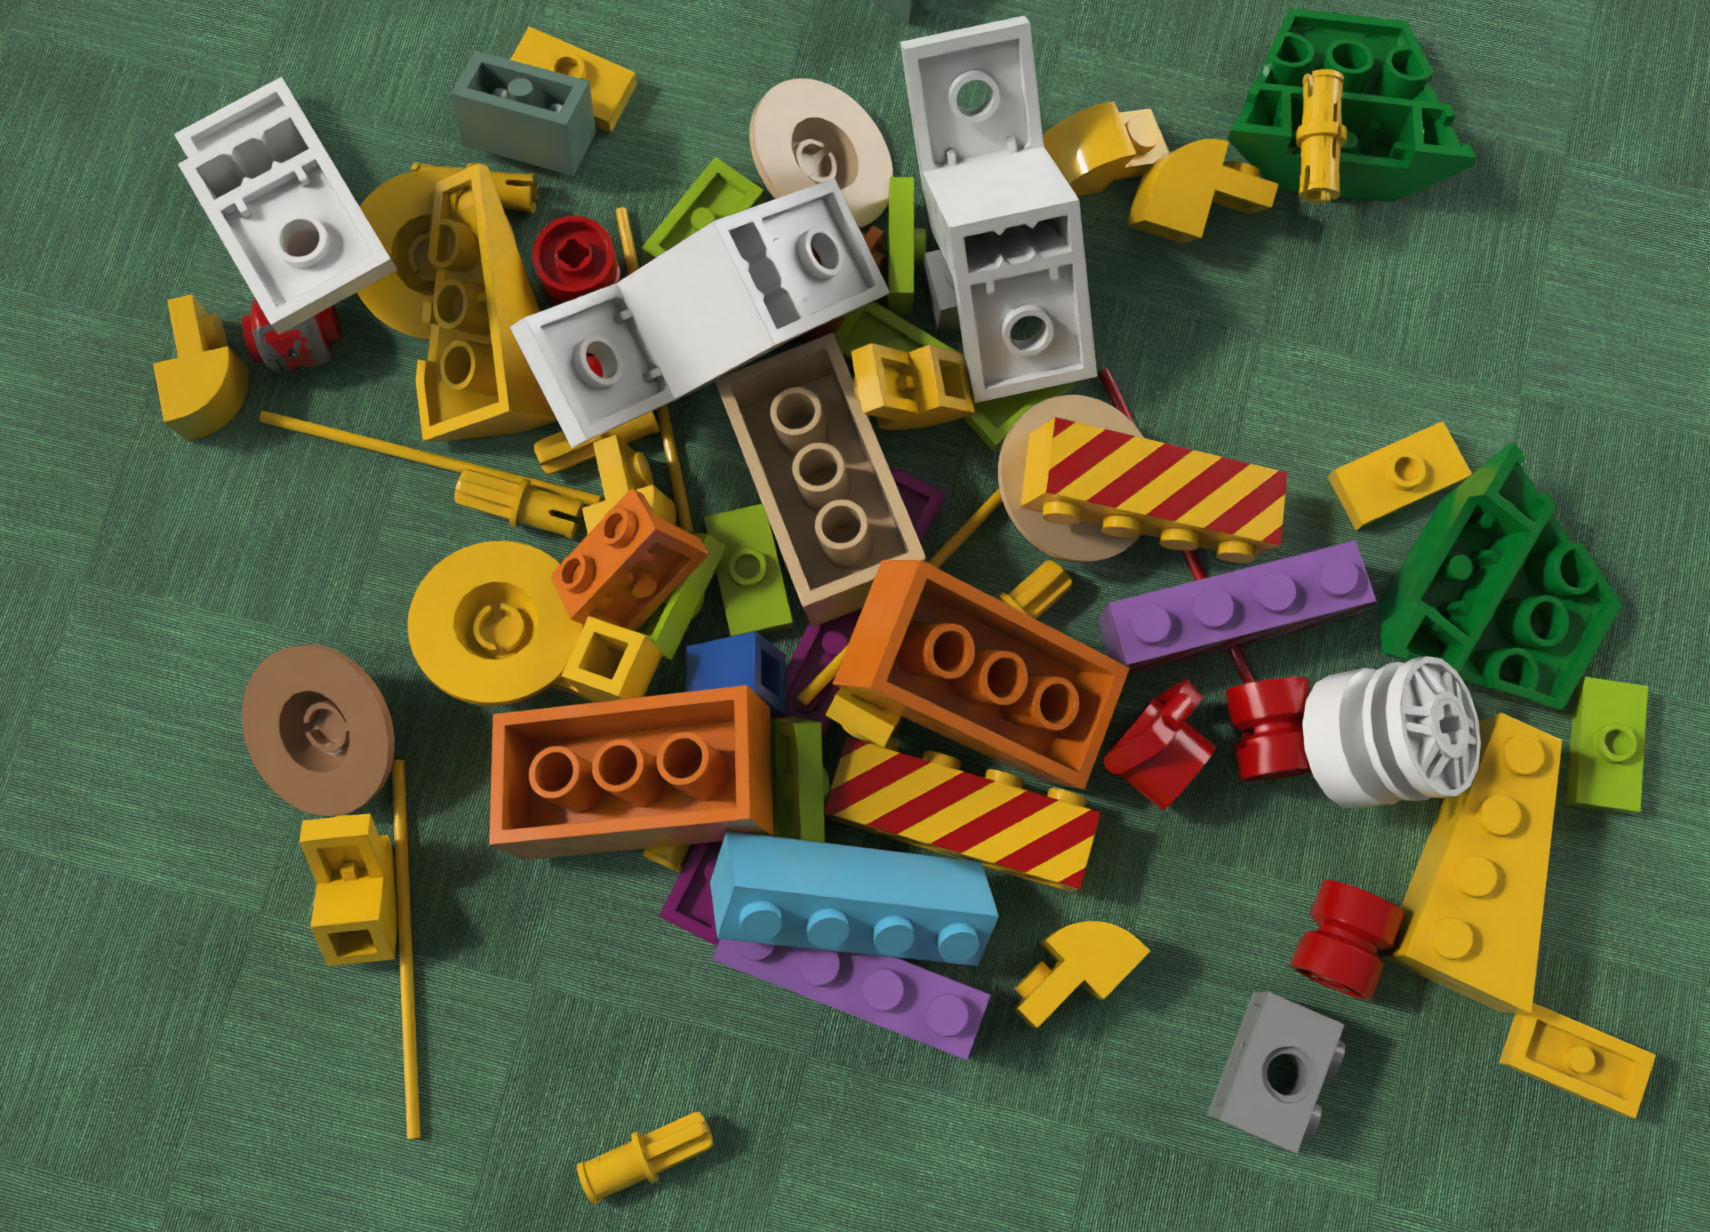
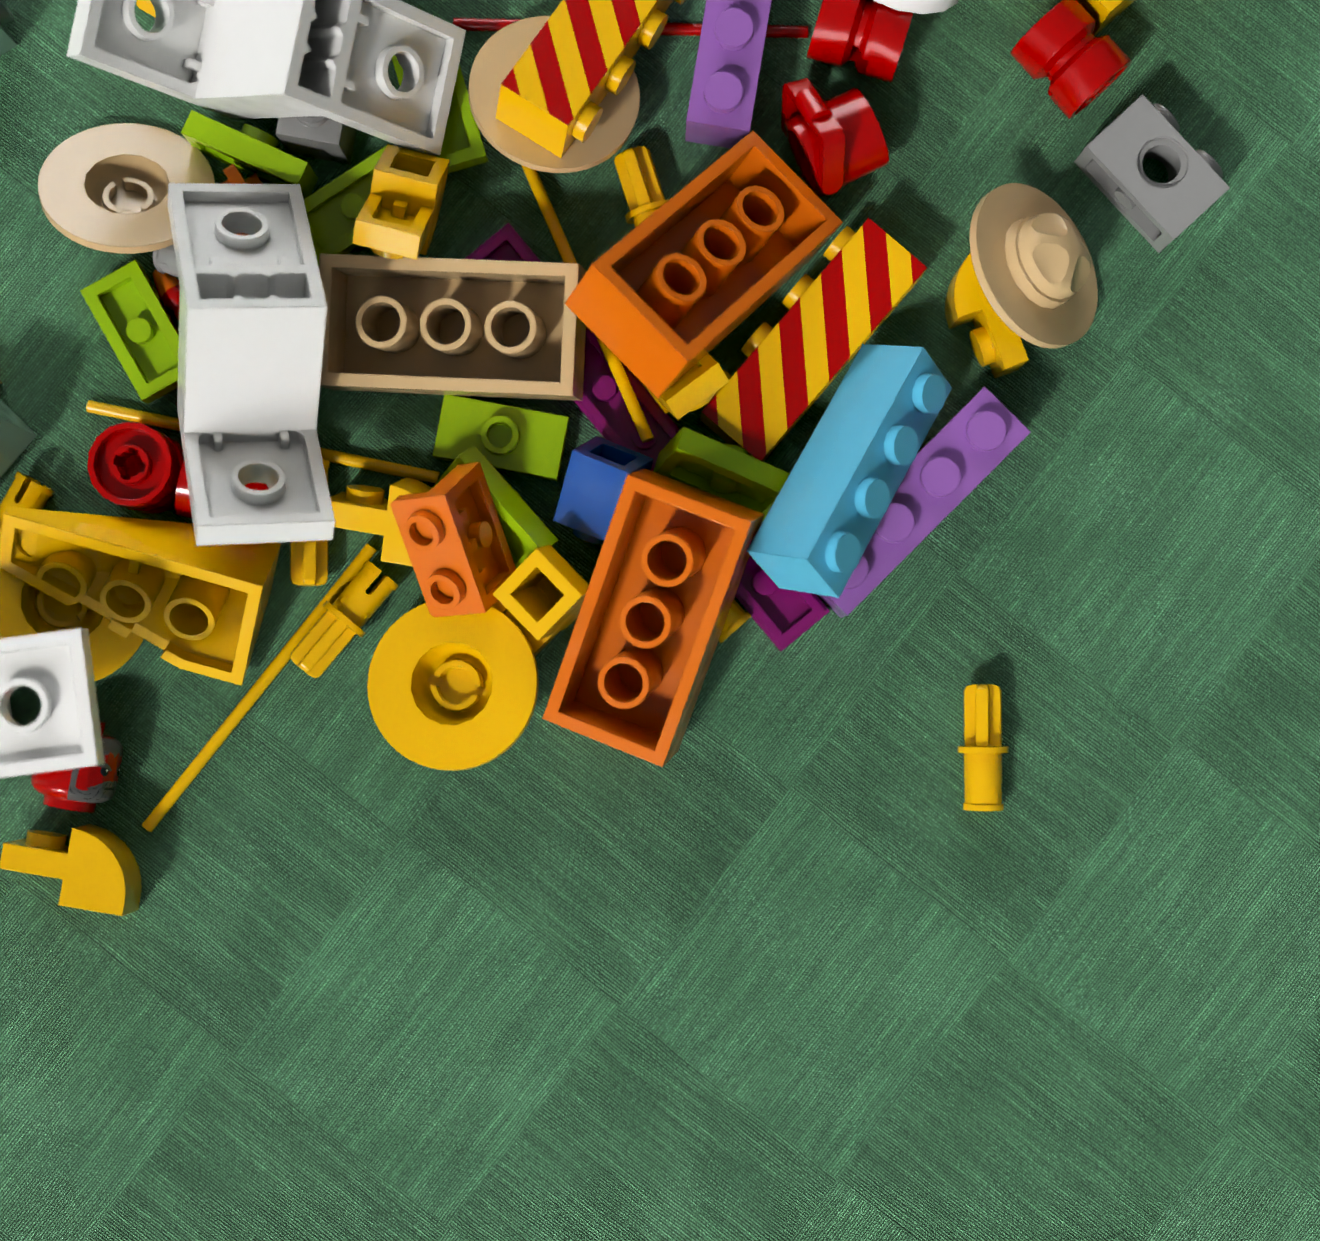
camera: 65 degrees left, 10 degrees up
(318, 729) = (481, 885): medium nougat hat -> none
(354, 889) = (641, 909): yellow brick -> none
(405, 950) = (706, 886): yellow axle -> none
(1129, 992) = (1033, 265): none -> tan hat

